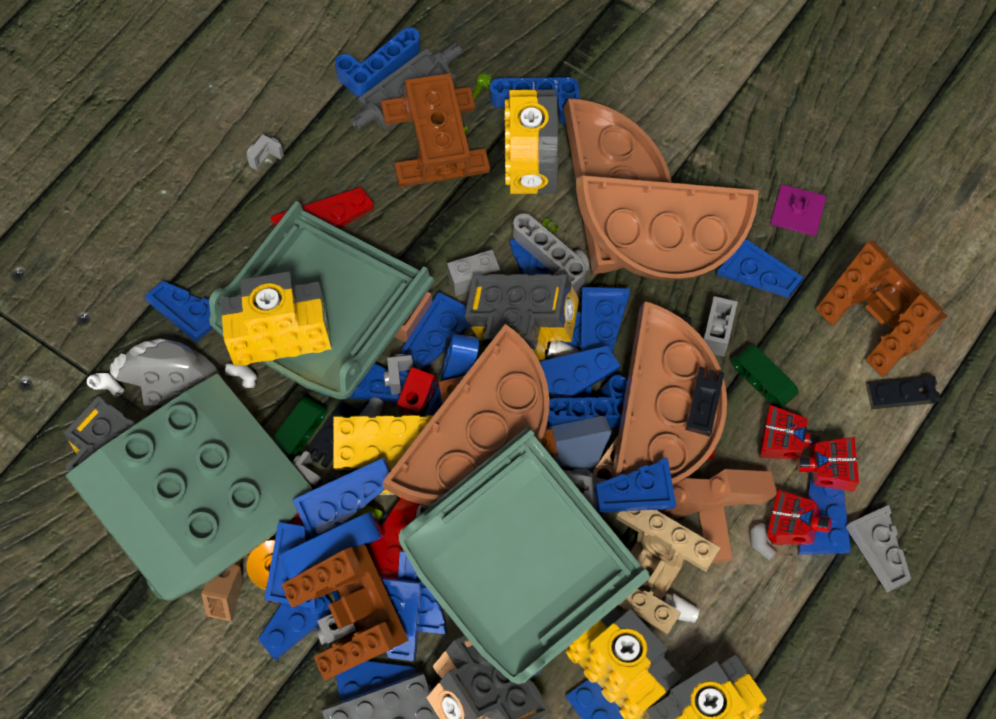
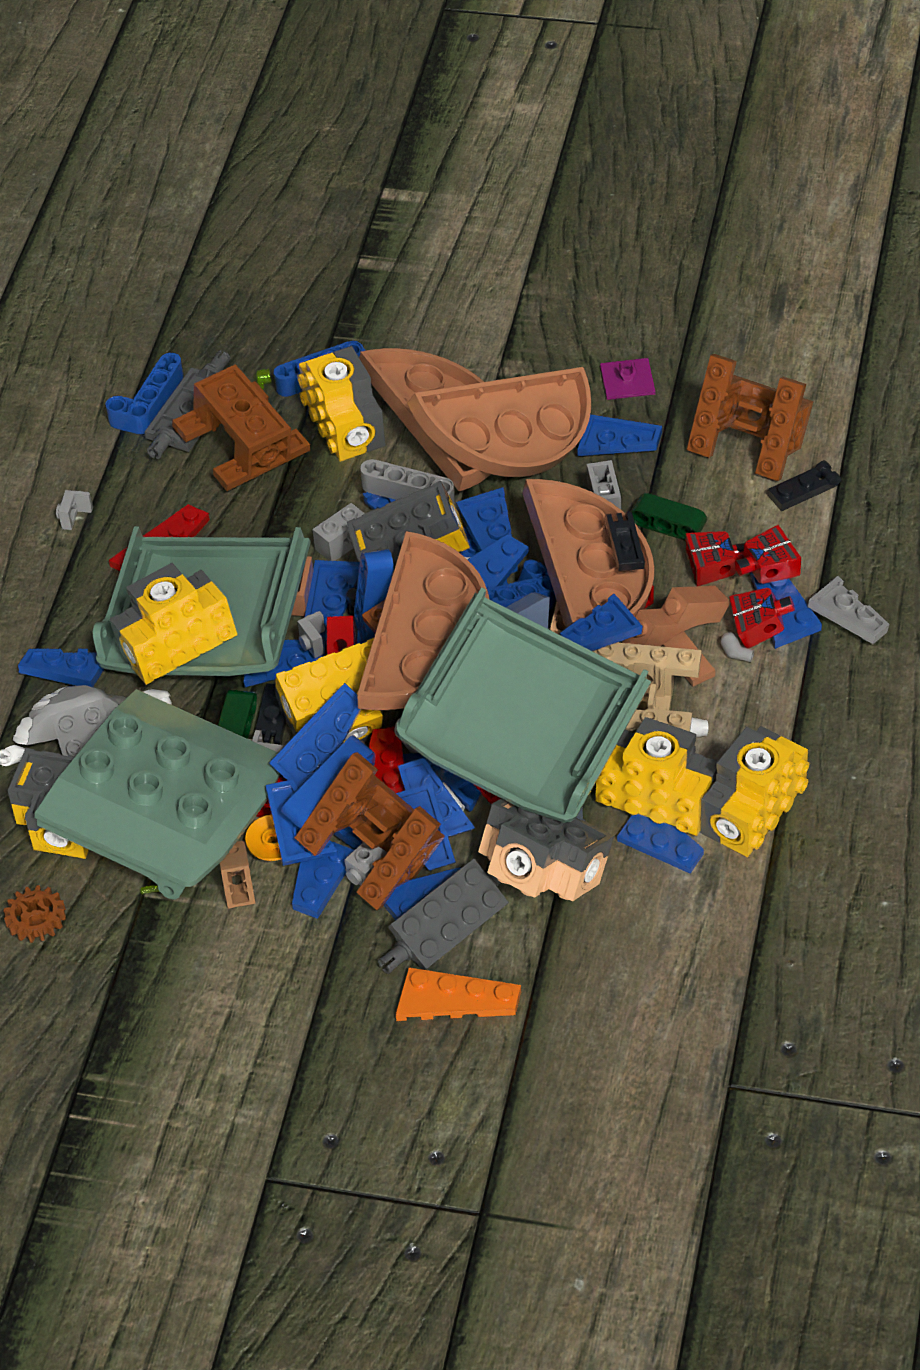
camera: 20 degrees left, 15 degrees down
(55, 545) = (34, 913): none -> dark orange gear

